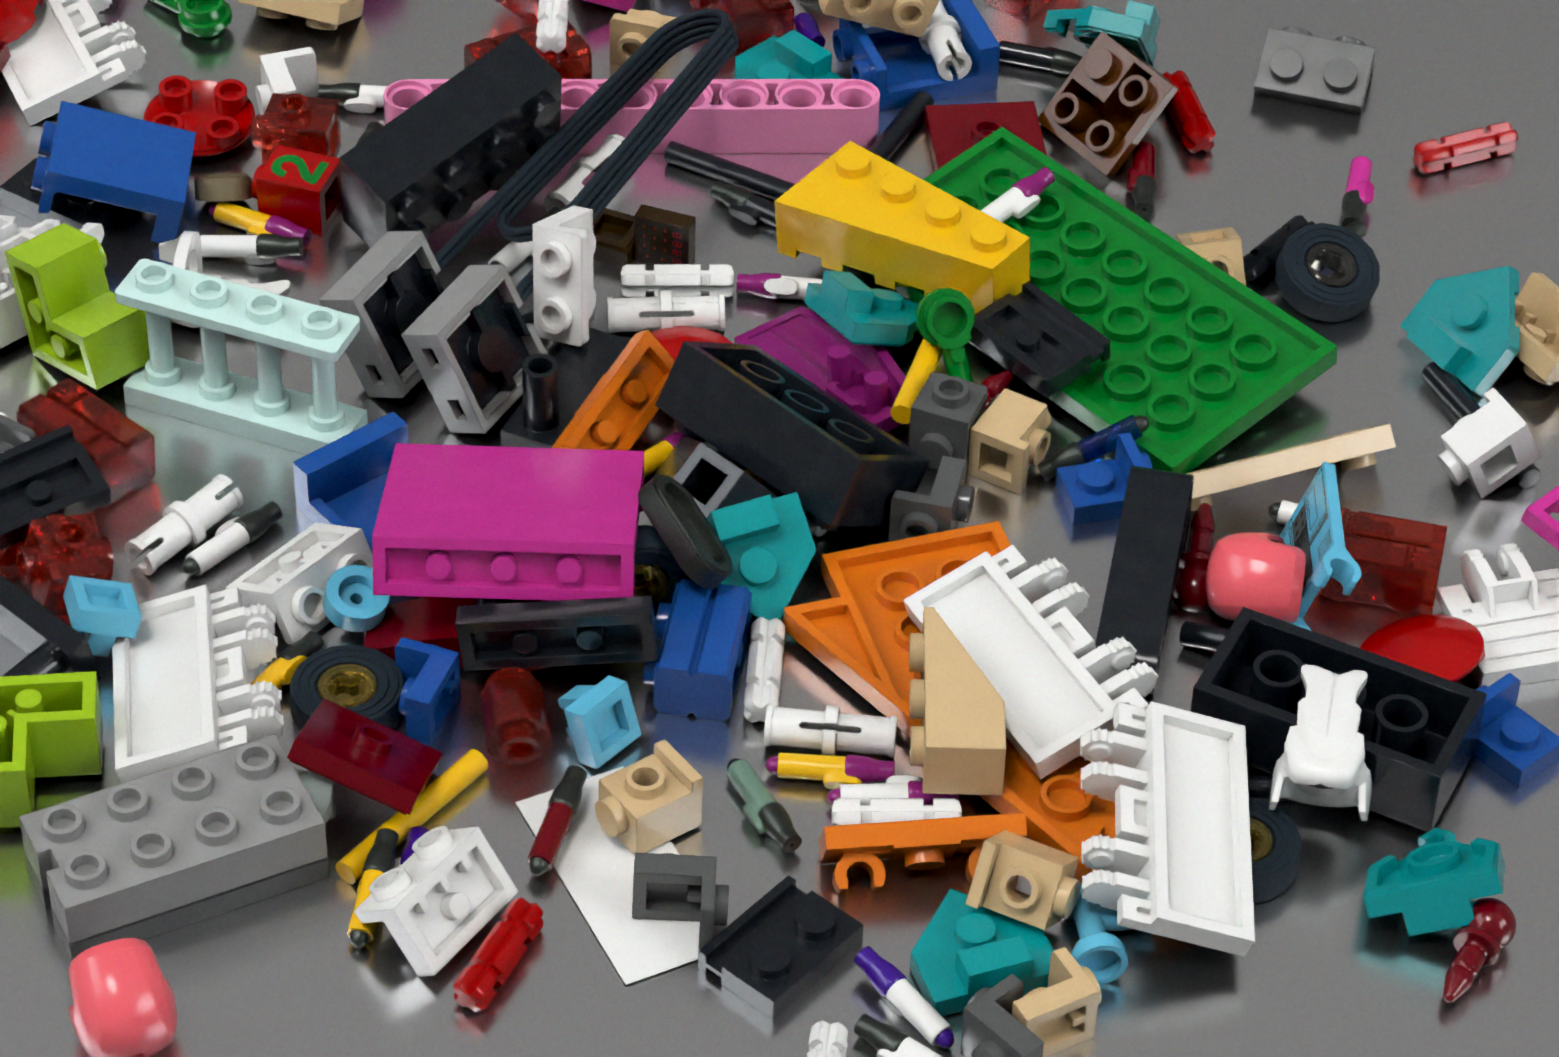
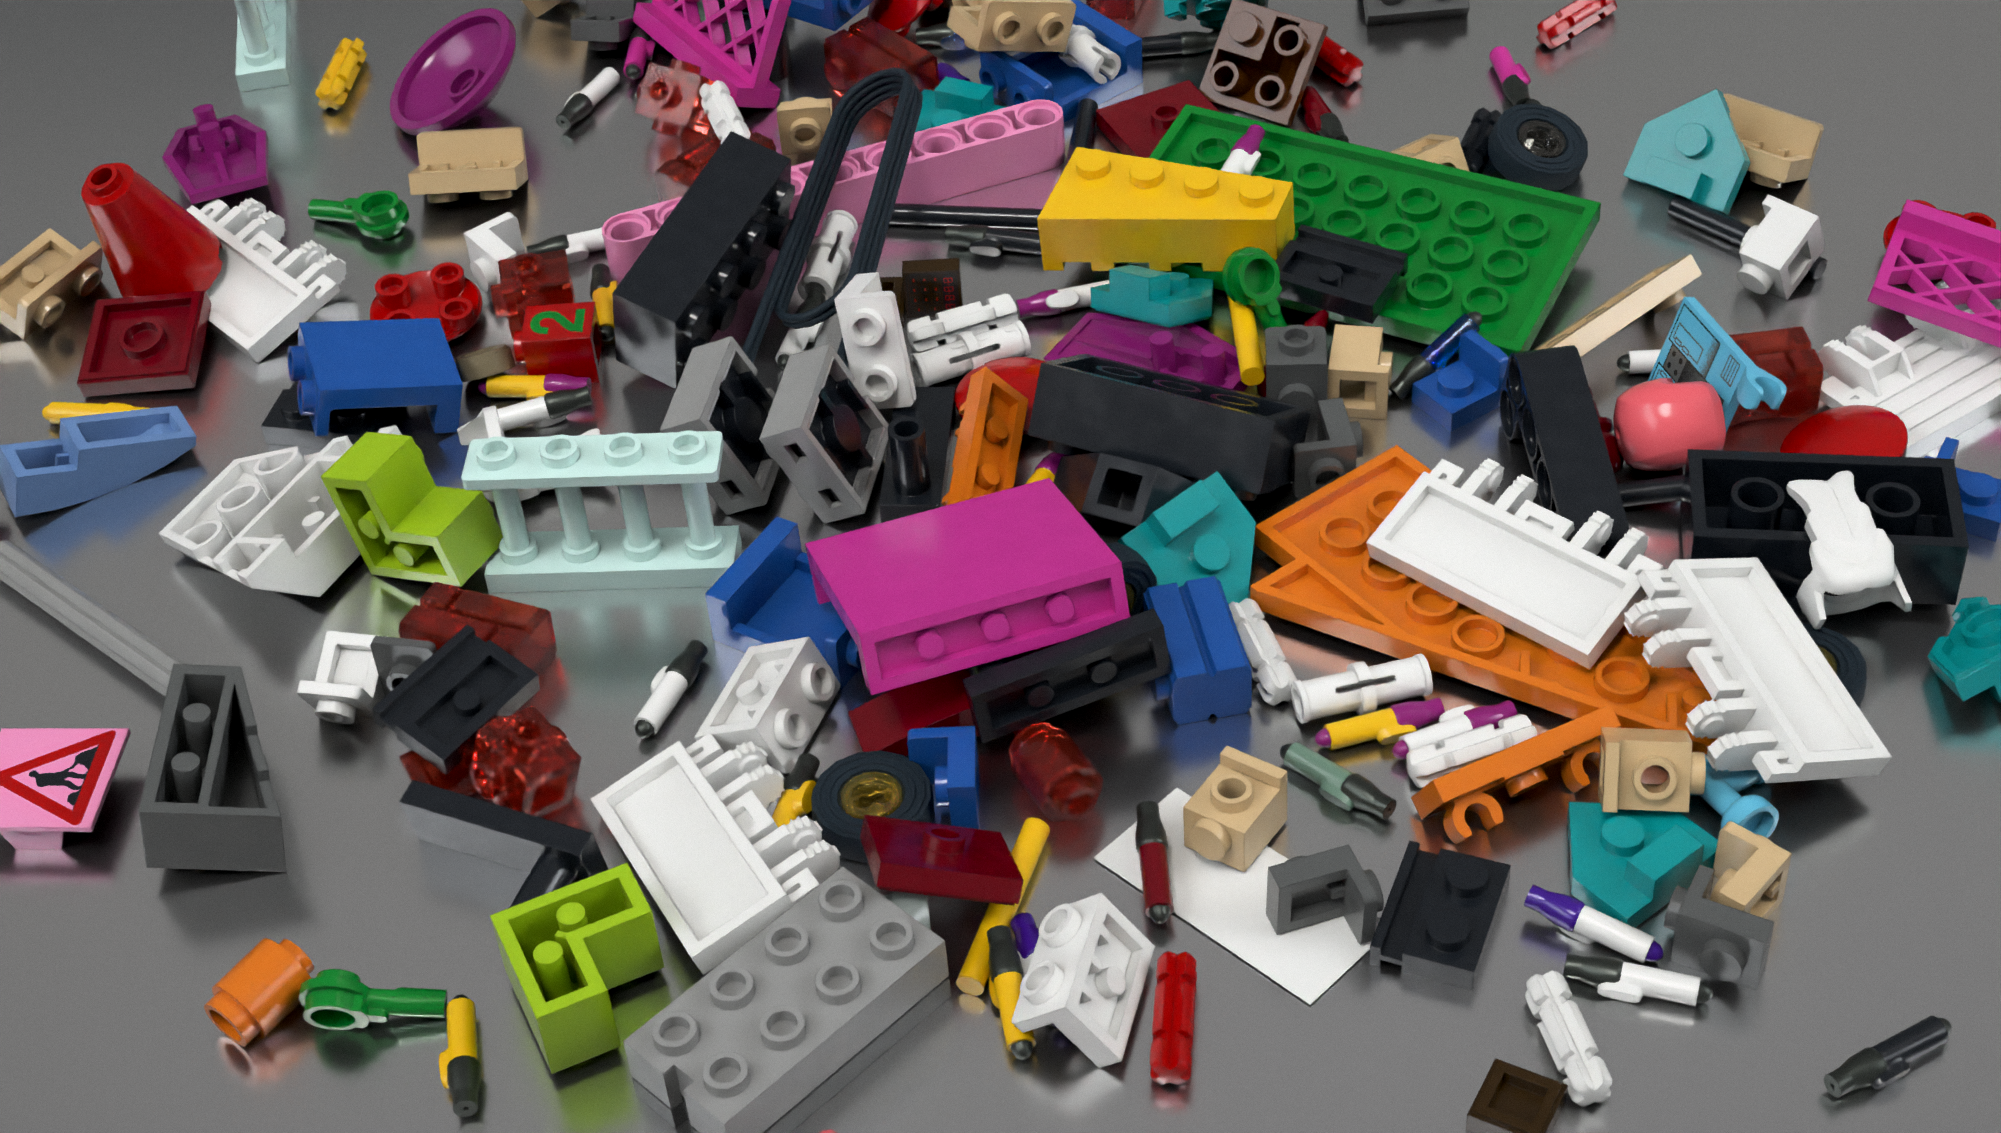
camera: 15 degrees left, 0 degrees up
(102, 611) = (588, 799): medium azure tile -> none
(184, 524) = (617, 690): white pin -> none
(351, 601) = (837, 706): medium azure tile -> none
(600, 720) = (1138, 747): medium azure tile -> none
(685, 531) = (1140, 538): pearl dark grey tile -> none
(960, 715) = (1494, 635): tan slope -> none

